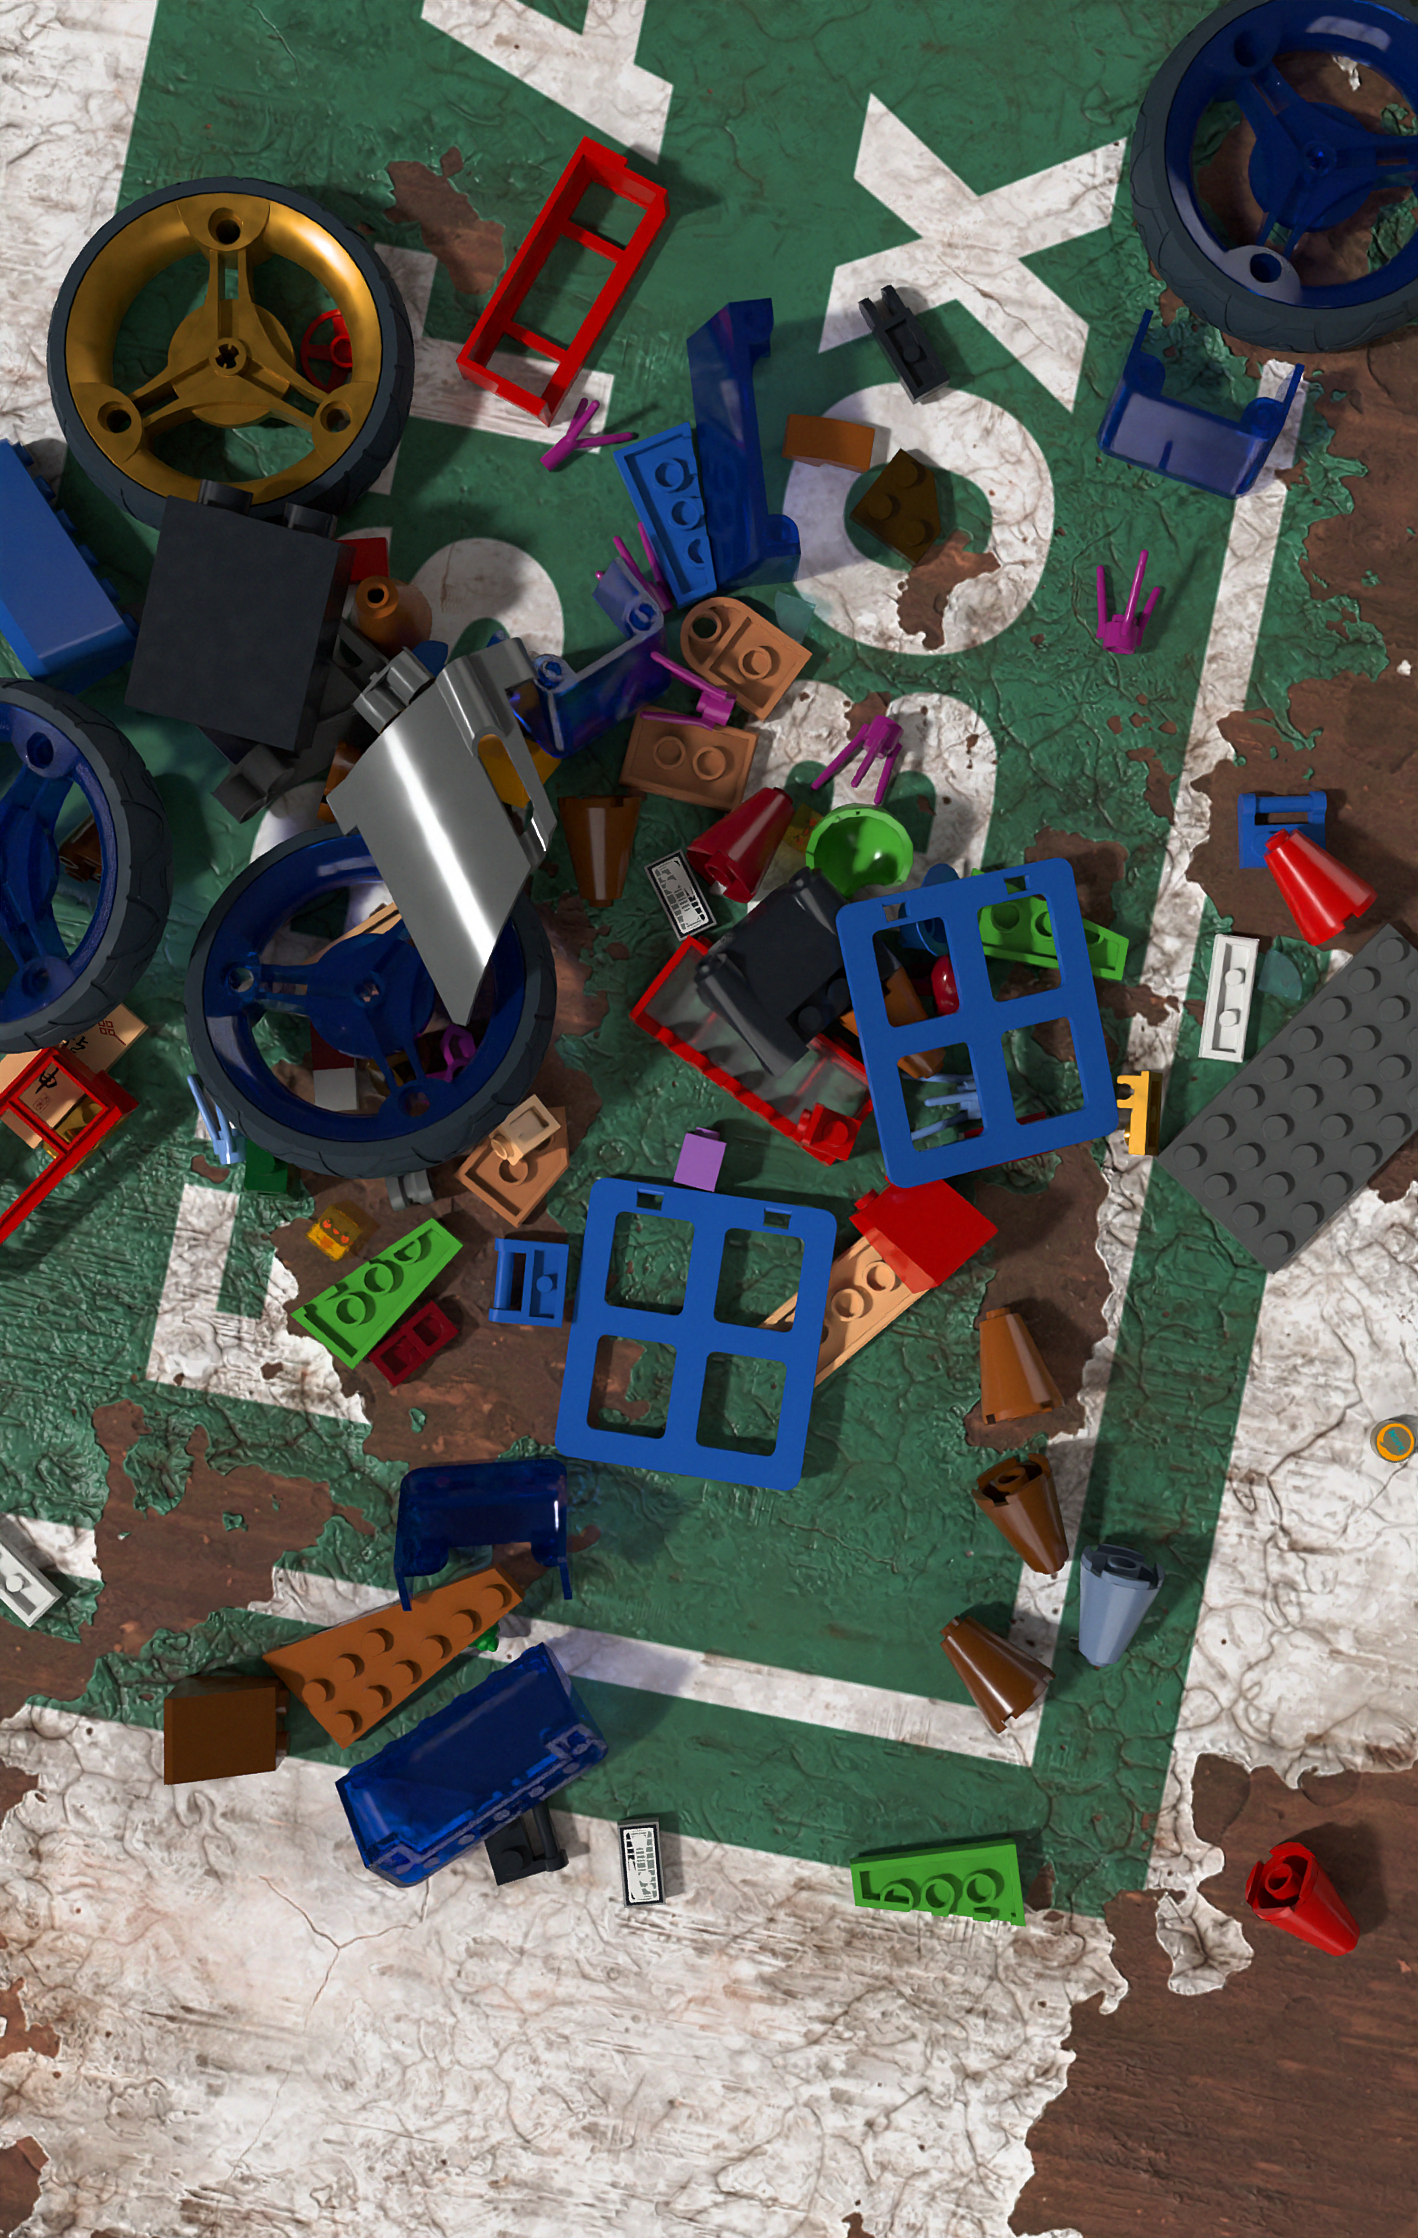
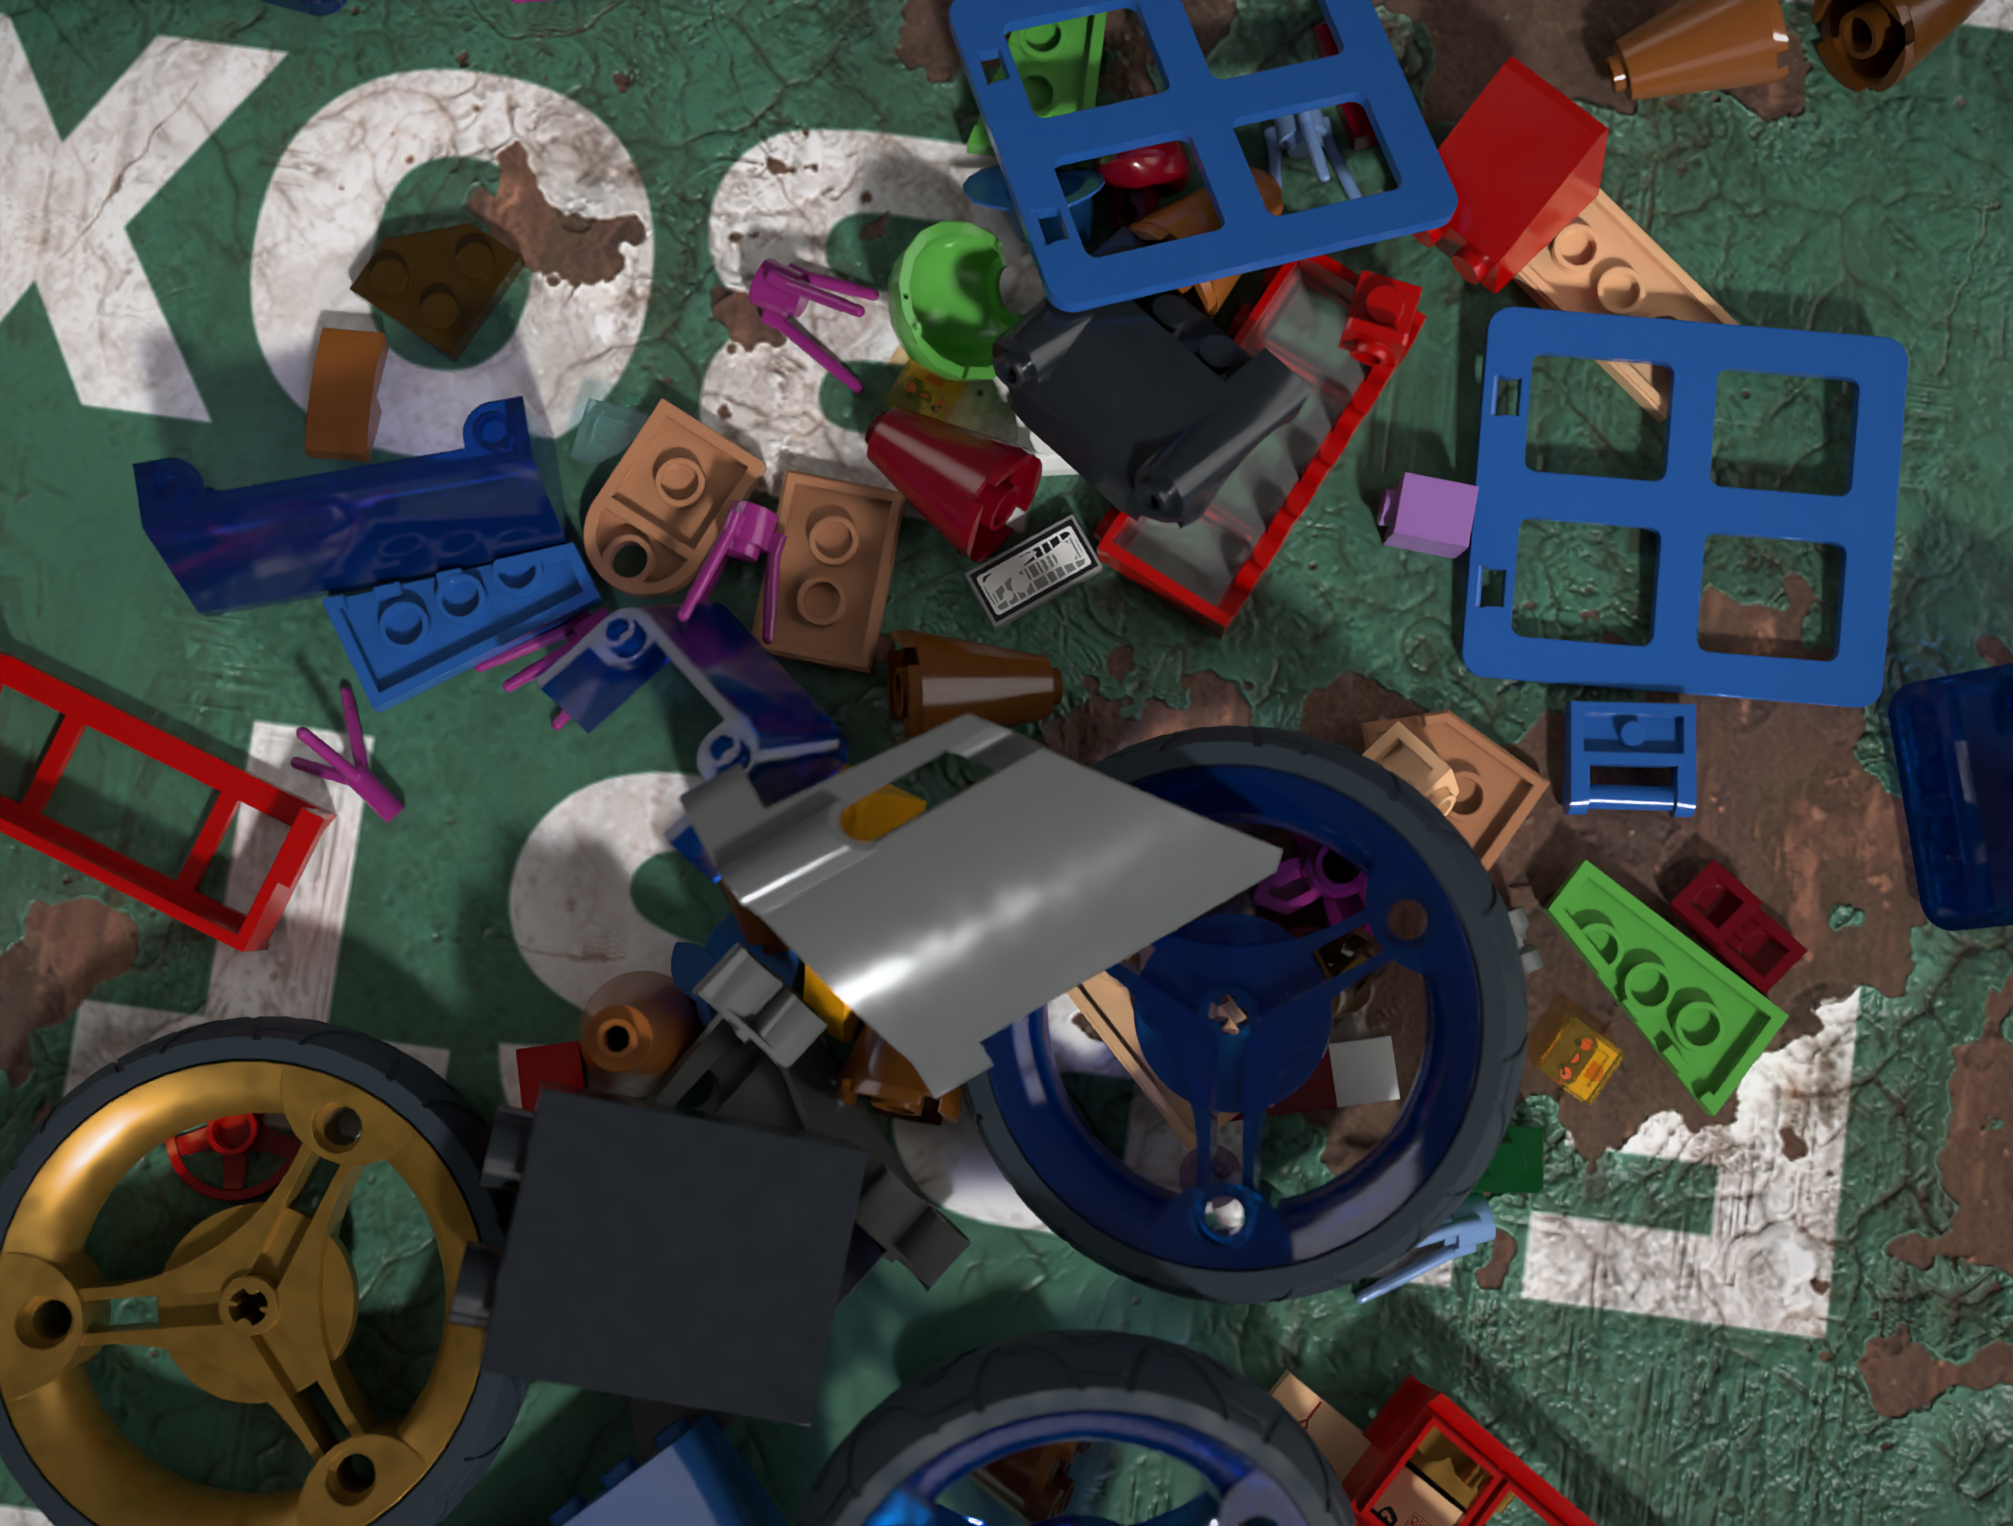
camera: 100 degrees left, 5 degrees down
(905, 346) = (195, 292): black hinge -> none

